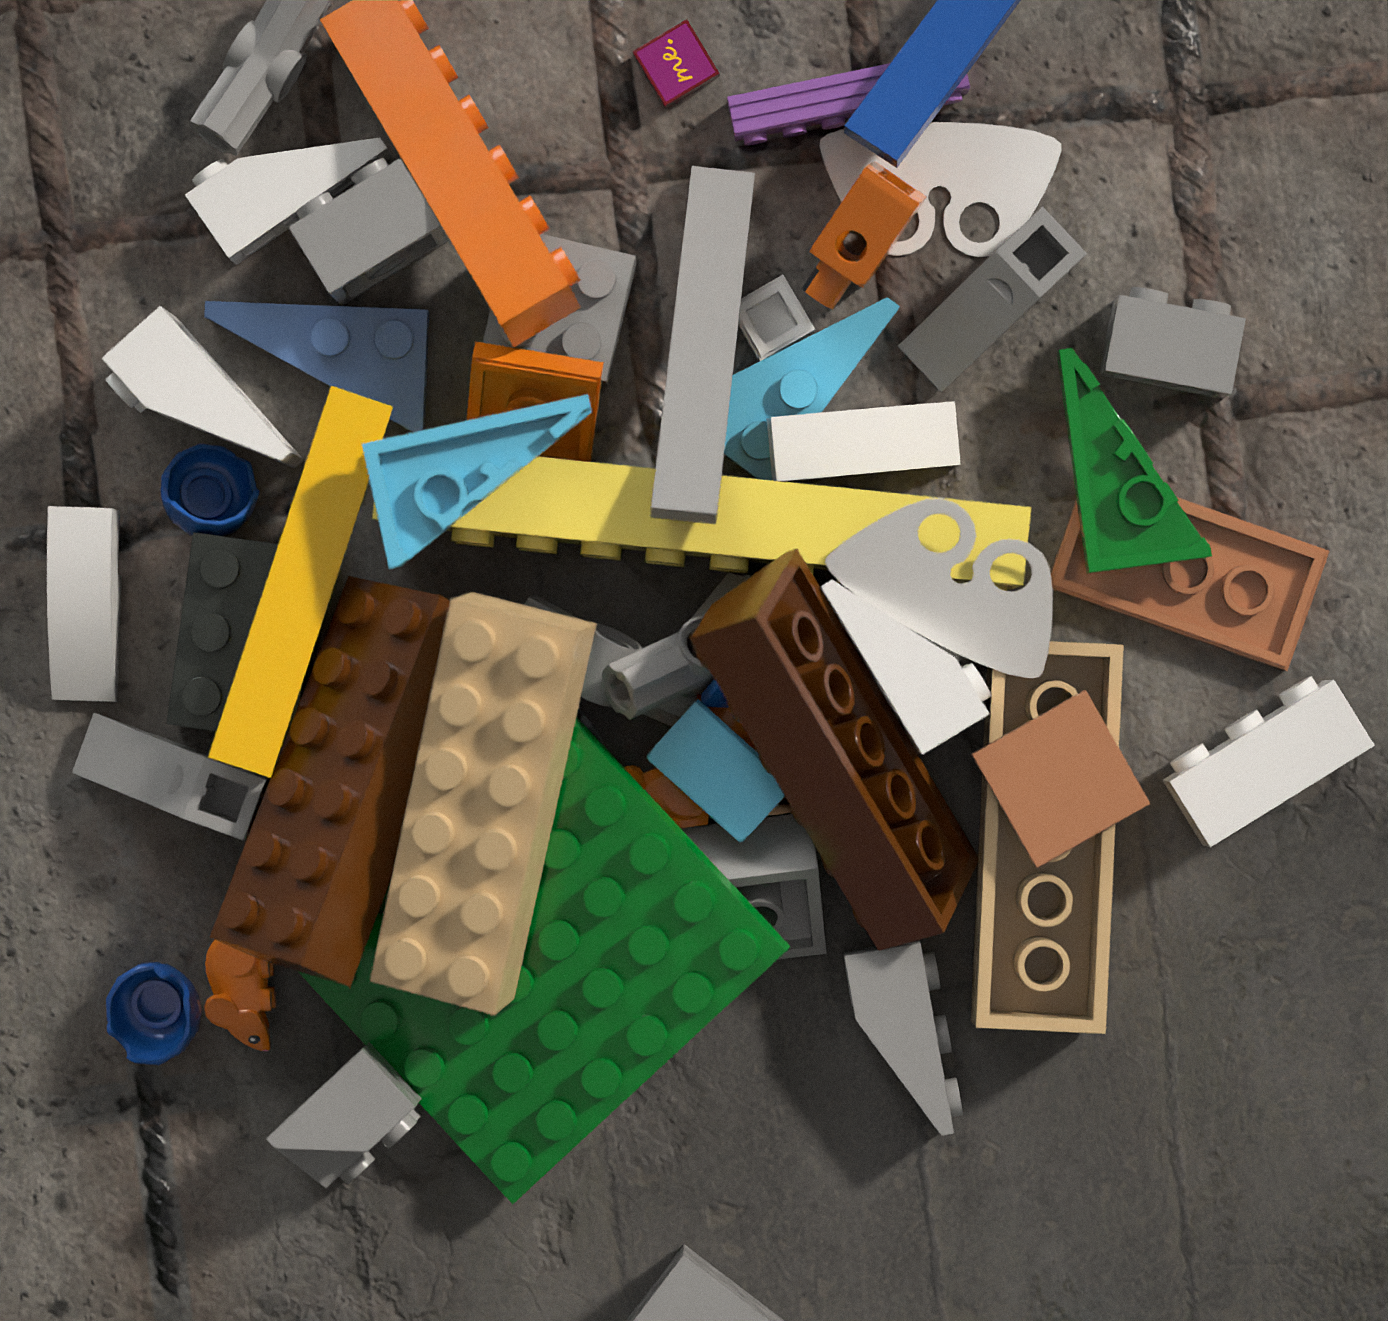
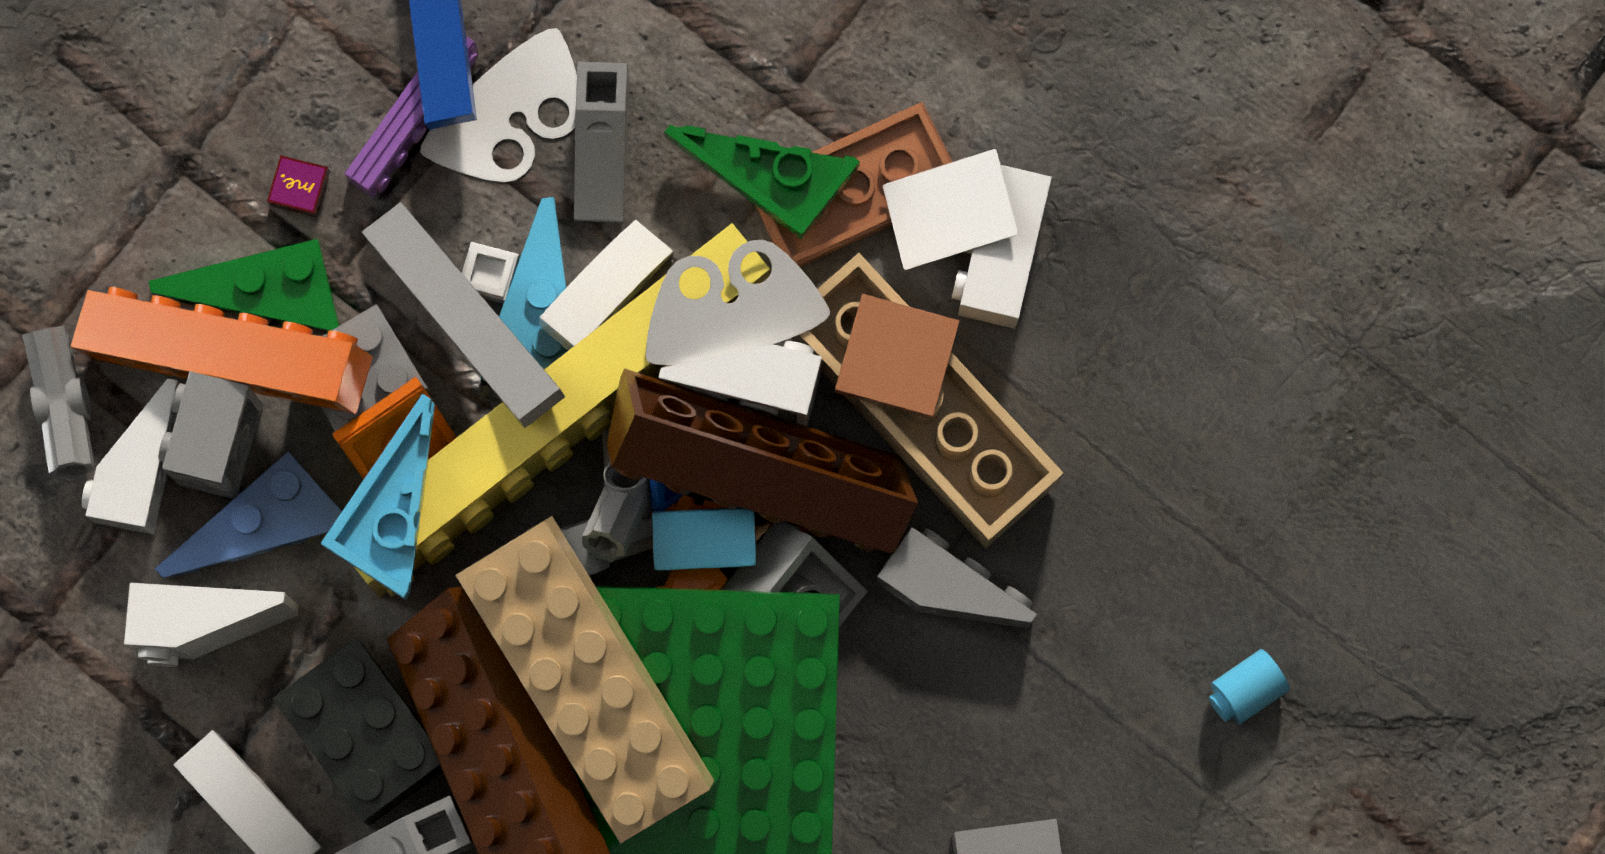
camera: 50 degrees left, 10 degrees down
(208, 490) = (259, 670): blue hair -> none
(299, 583) = (362, 664): yellow tile -> none
(565, 138) = (273, 284): none -> green wing
(879, 210) = (489, 151): orange torso -> none
(1172, 344) = (724, 73): light grey brick -> none
(1250, 682) = (950, 209): none -> white sticker

